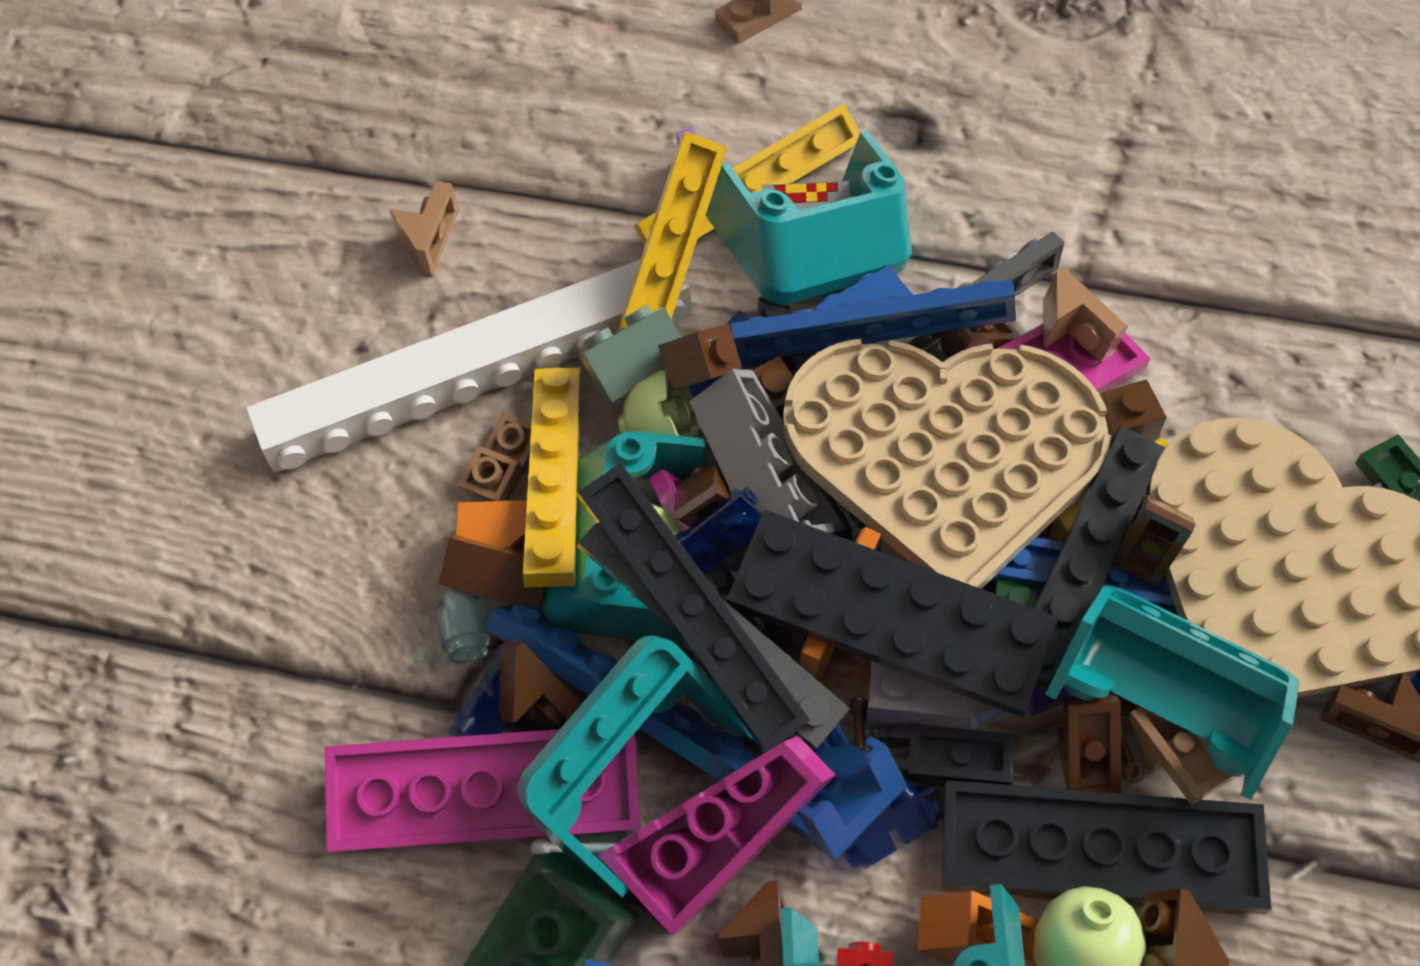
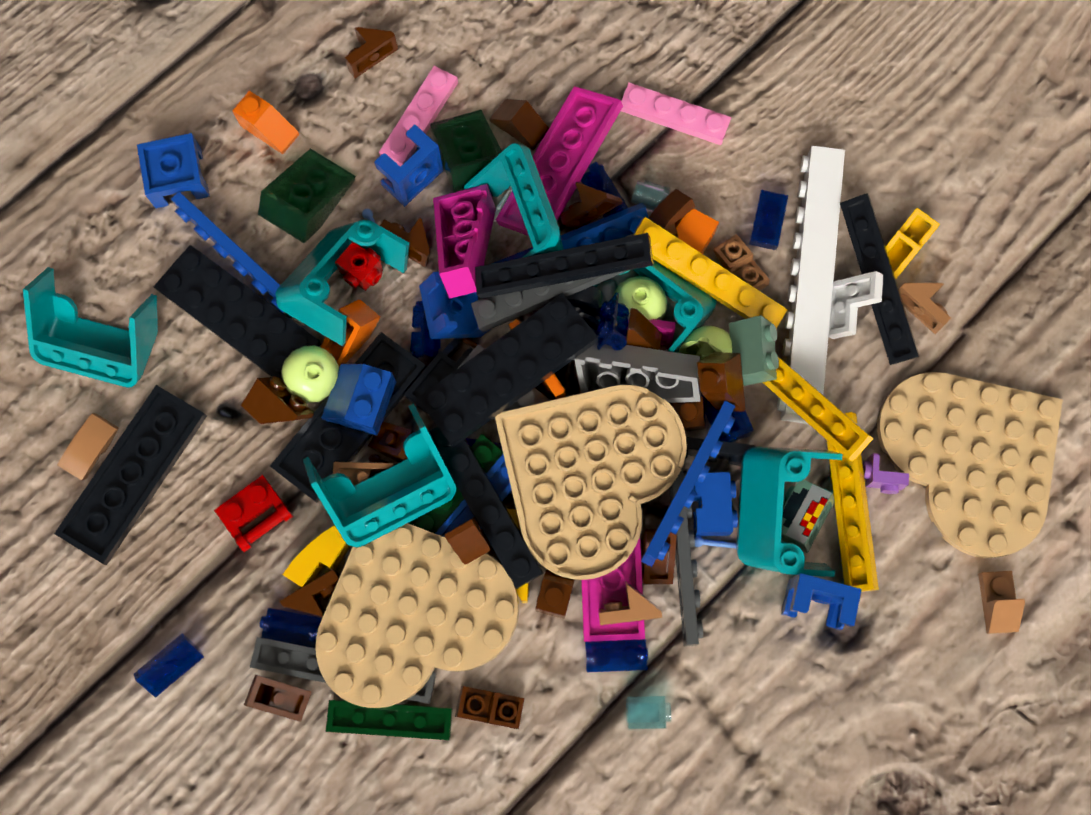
camera: 120 degrees right, 15 degrees up
(294, 682) = (675, 113): none -> bright pink plate
(361, 286) = (910, 240): none -> yellow slope
(408, 459) = (768, 220): none -> clear blue plate
(421, 284) = (872, 257): none -> black plate
(438, 909) = (520, 122): none -> reddish brown slope
(464, 293) = (848, 296): none -> white plate
(595, 104) = (978, 453): none -> tan plate
(897, 138) = (841, 598): none -> blue panel
(1075, 829) = (360, 397): none -> blue slope
(1142, 324) = (616, 655): none -> clear blue hinge
(1172, 253) = (647, 712): none -> clear light blue brick
(1311, 414) = (489, 707): none -> reddish brown slope
(1345, 910) = (249, 505): none -> red plate
(1349, 754) = (325, 550): none -> yellow slope

